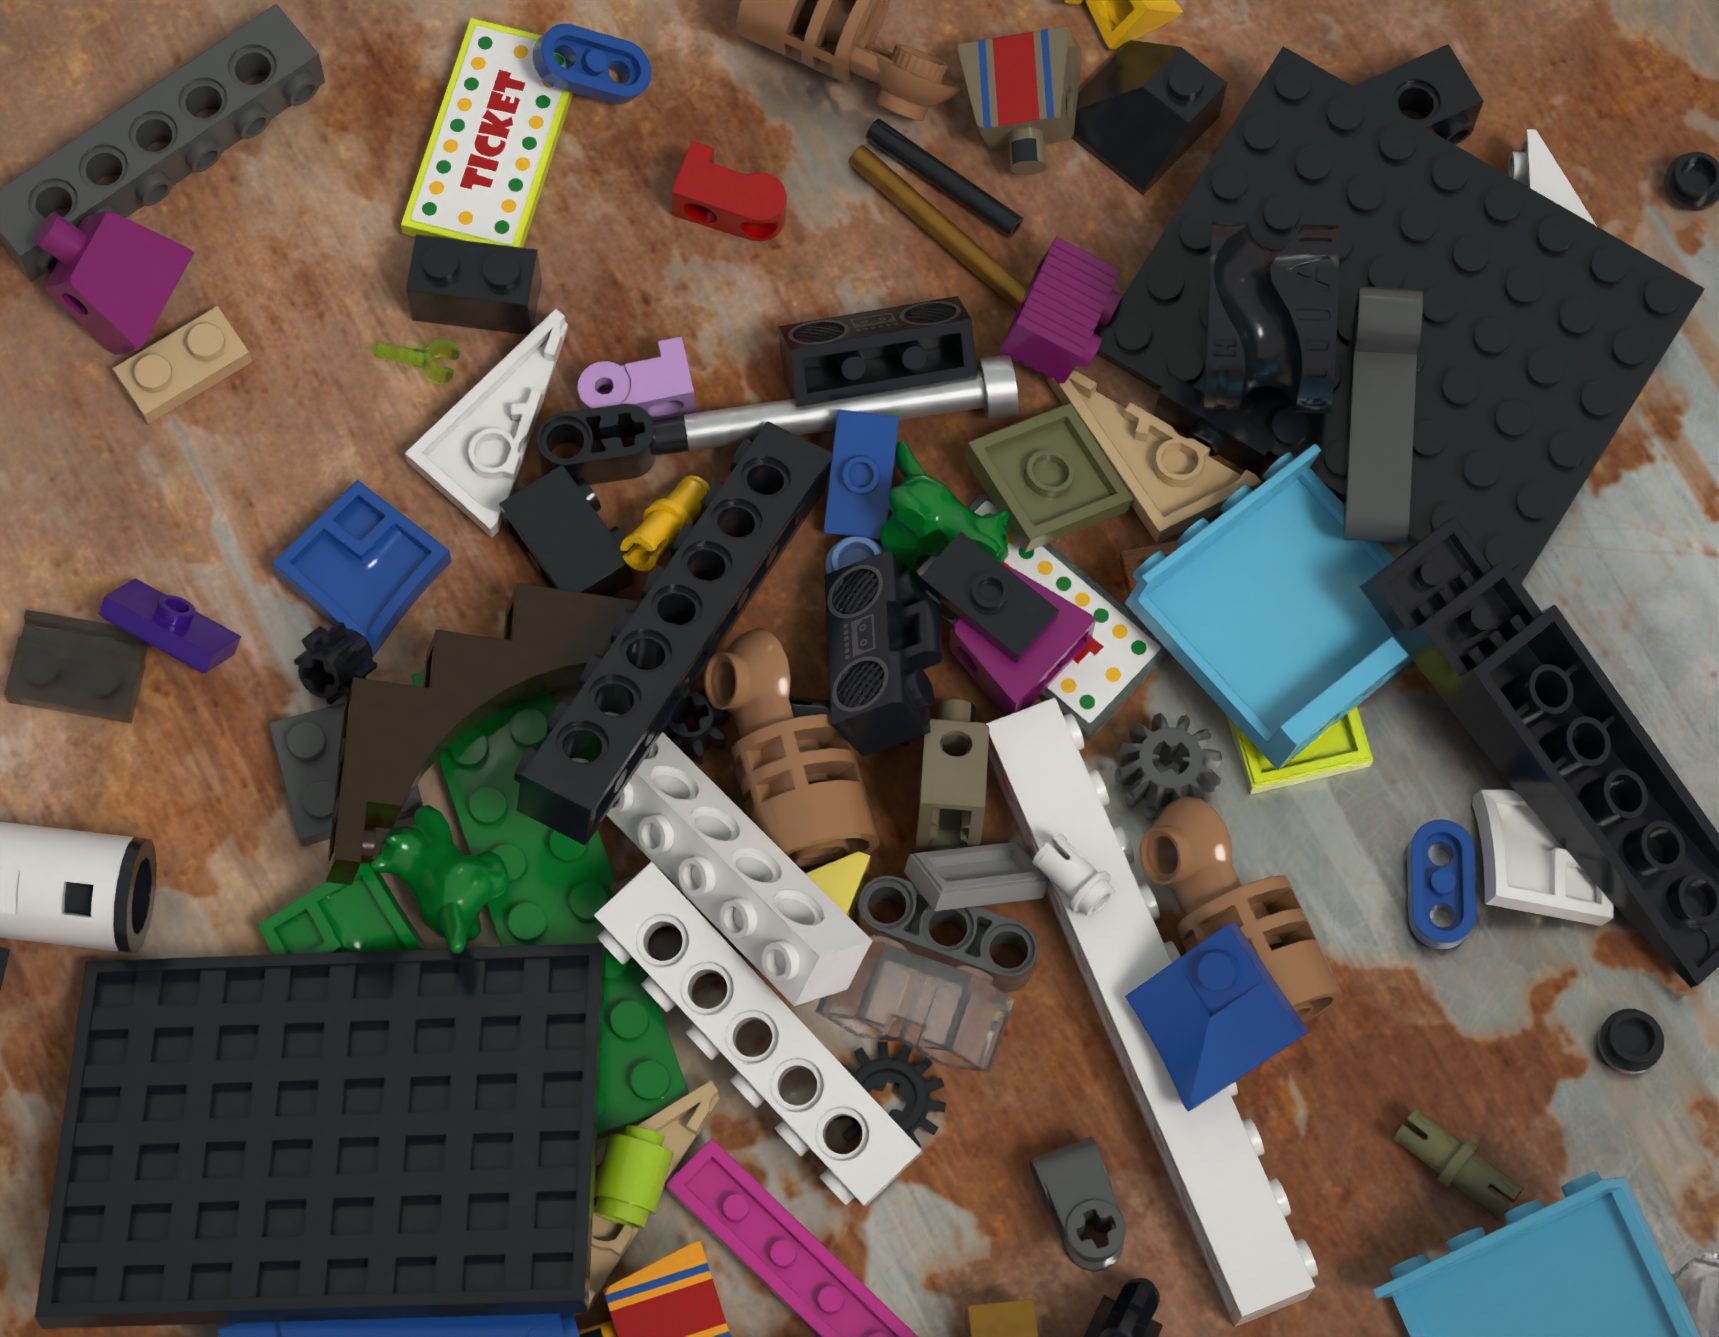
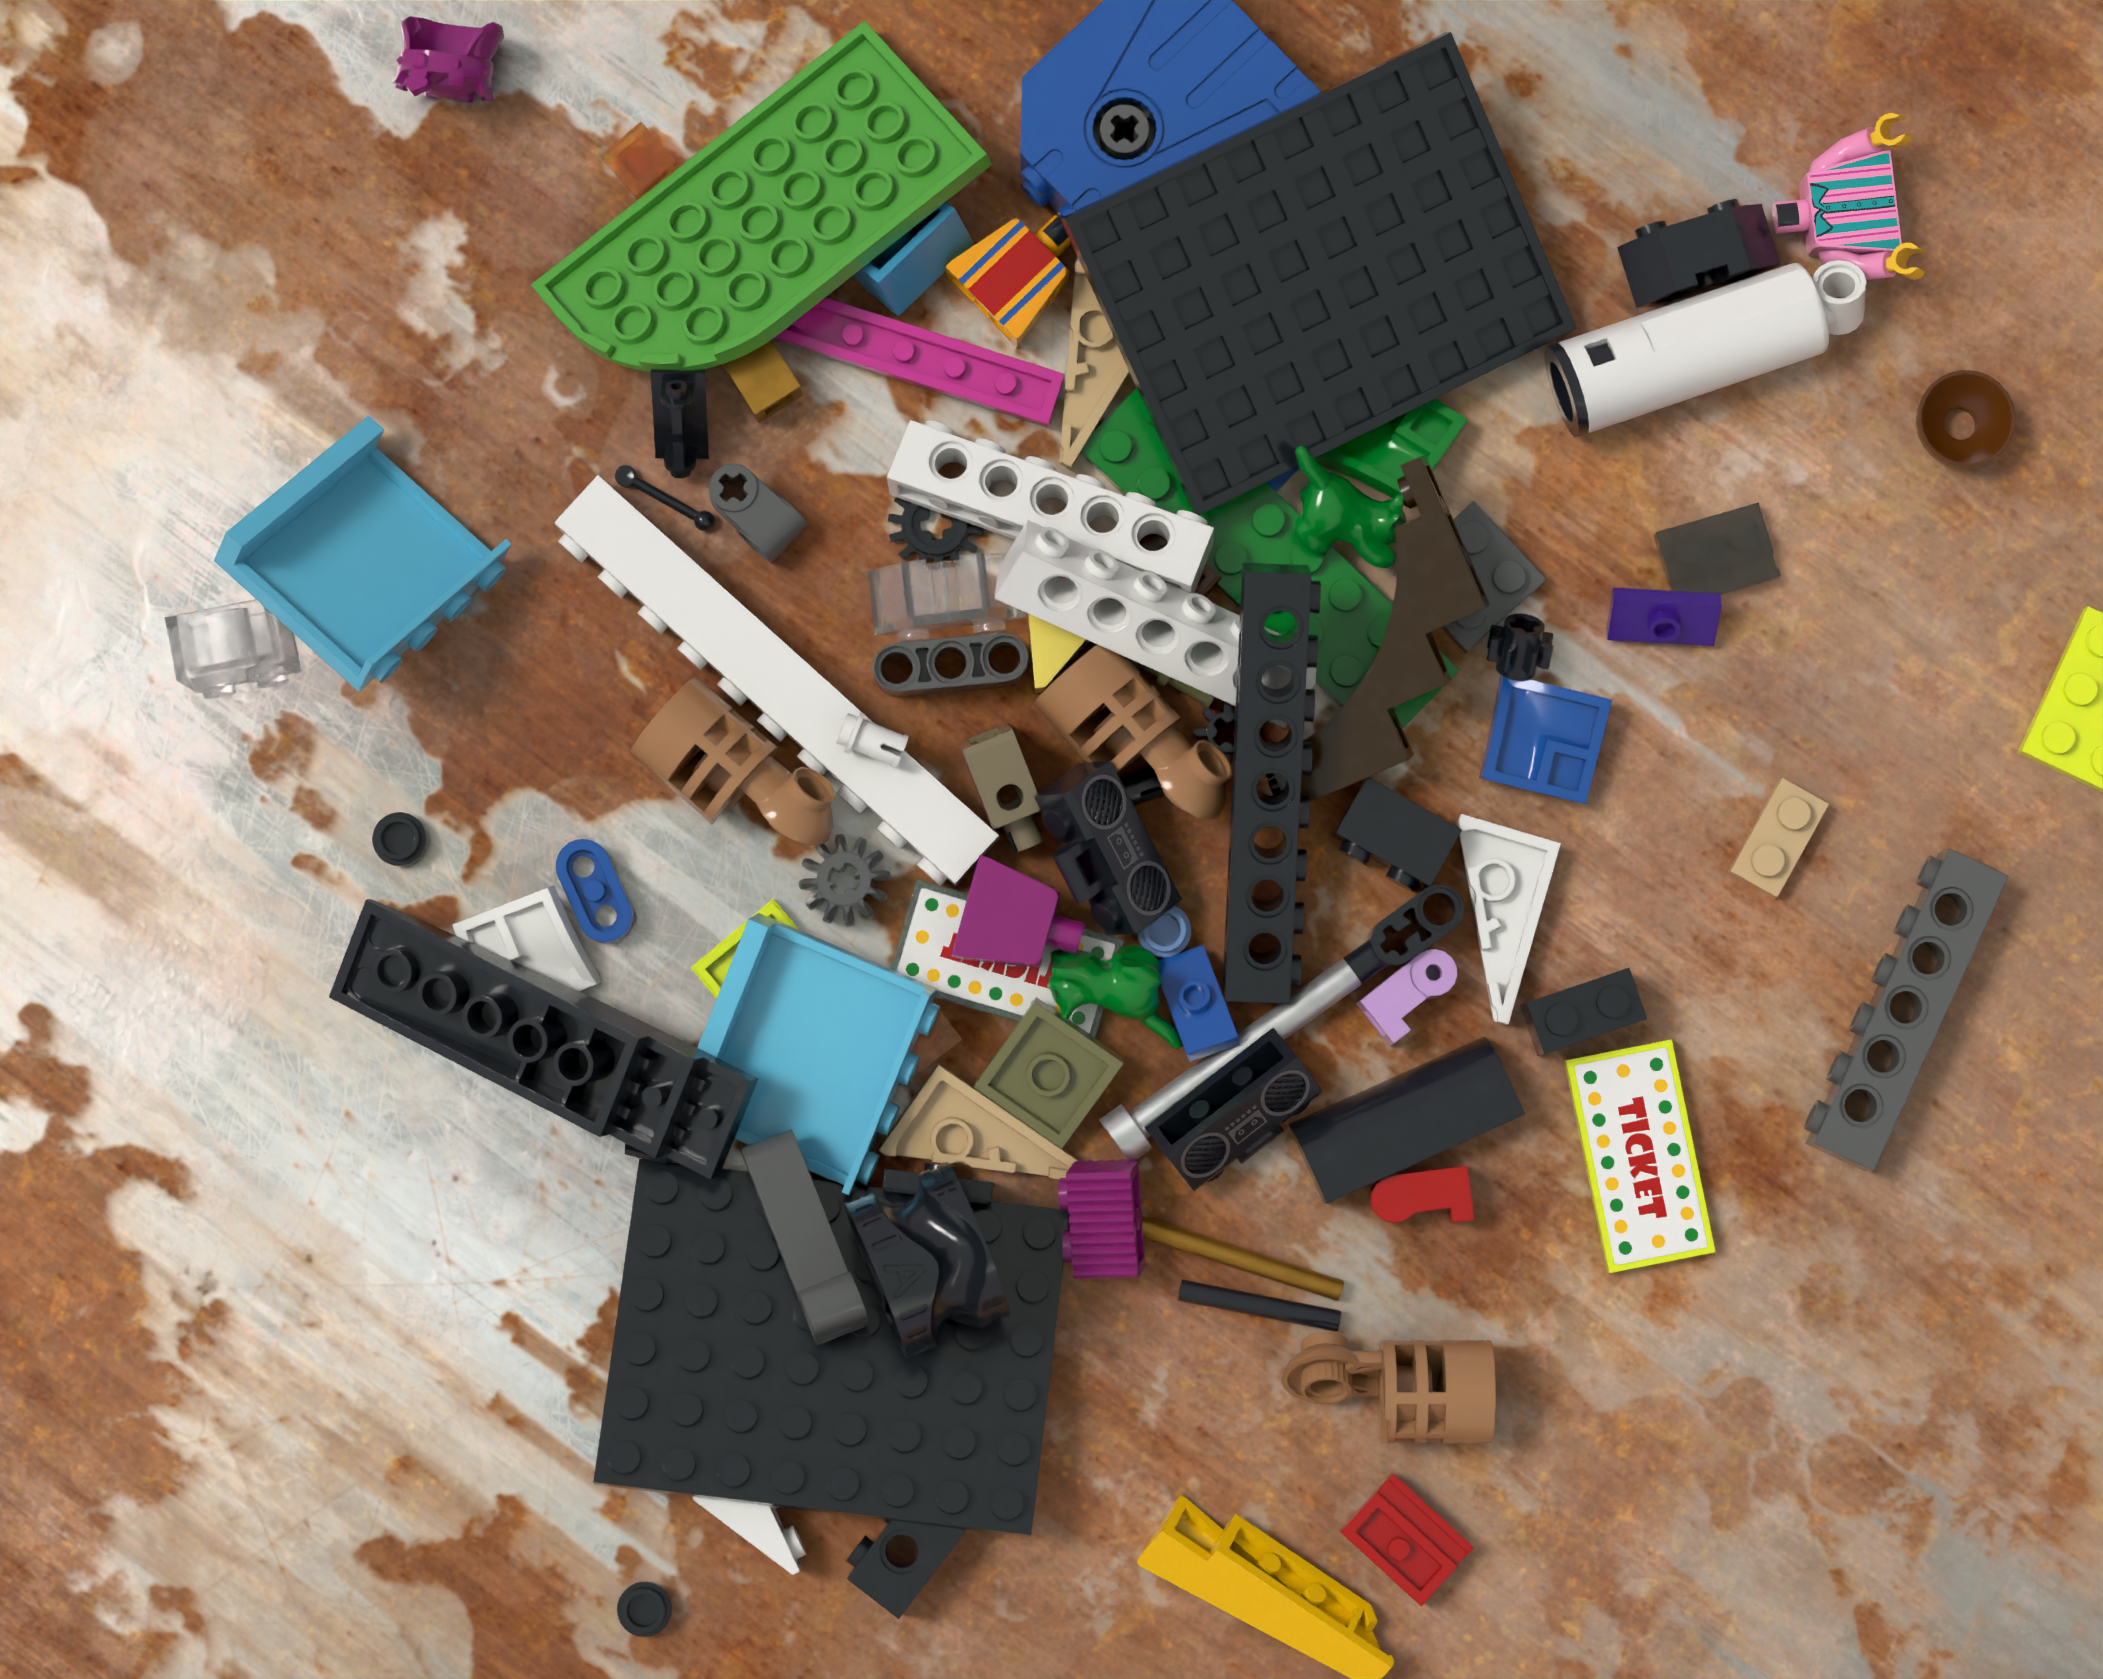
camera: 155 degrees right, 15 degrees up
(112, 275) = (1868, 872): magenta torso -> none
(423, 358) = (1599, 936): clear neon green hand -> none
(588, 61) = (1594, 1252): blue plate -> none
(632, 1176) = (1089, 358): lime brick -> none
(663, 523) = (1325, 882): yellow pin -> none
(705, 269) = (1406, 1119): none -> black brick
(975, 876) = (949, 714): light grey tile -> none
(988, 597) = (1041, 925): black plate -> none
(1024, 92) = (1228, 1401): torso -> none
(1147, 110) = (1129, 1444): black slope -> none
(1204, 1318) = (627, 477): none -> black hinge
(1215, 1015) = (715, 676): blue plate -> none
(1458, 1163) = (490, 678): olive pin -> none

